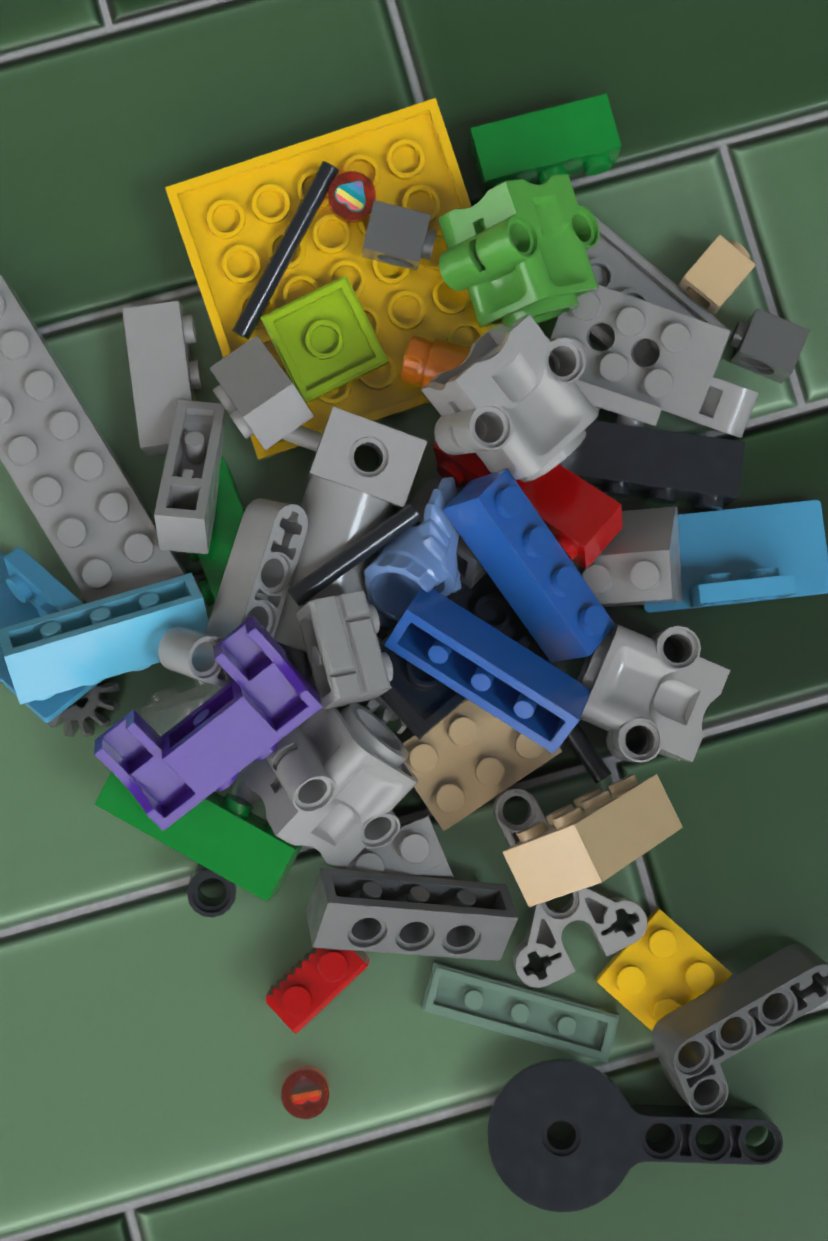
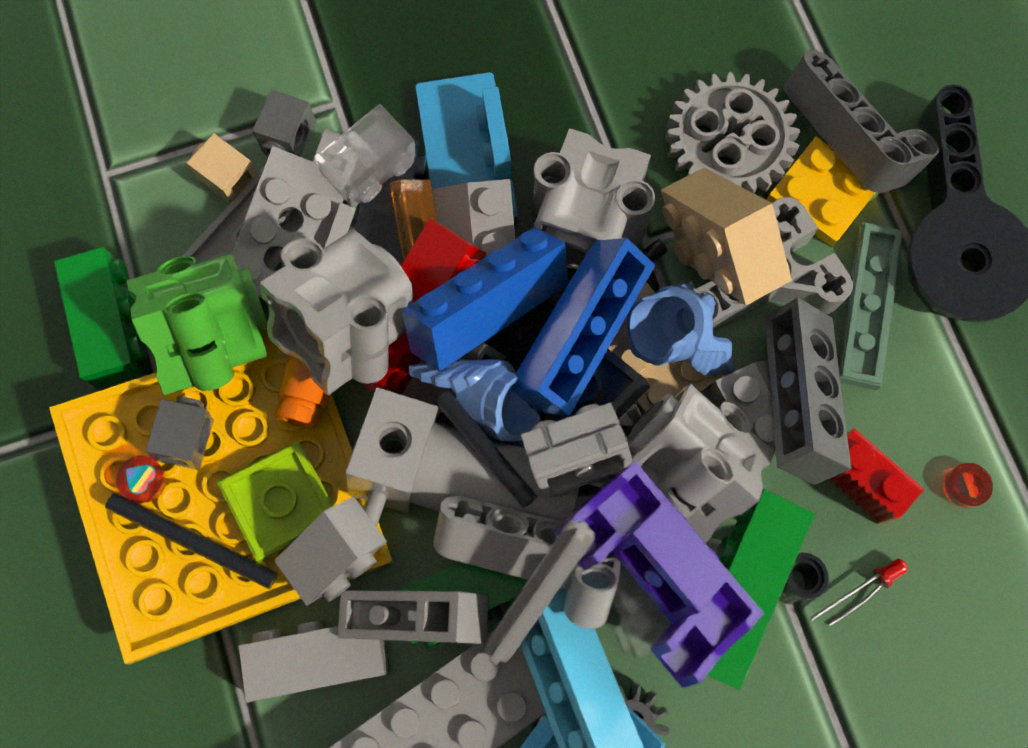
camera: 90 degrees left, 10 degrees down
(196, 599) = (539, 590): none -> light grey axle
(214, 987) = (885, 576): none -> piece
(487, 777) = (678, 327): none -> medium blue helmet
(644, 490) = (413, 208): none -> clear orange tile
(709, 437) = (367, 156): none -> clear brick
(773, 850) = (711, 108): none -> light grey gear

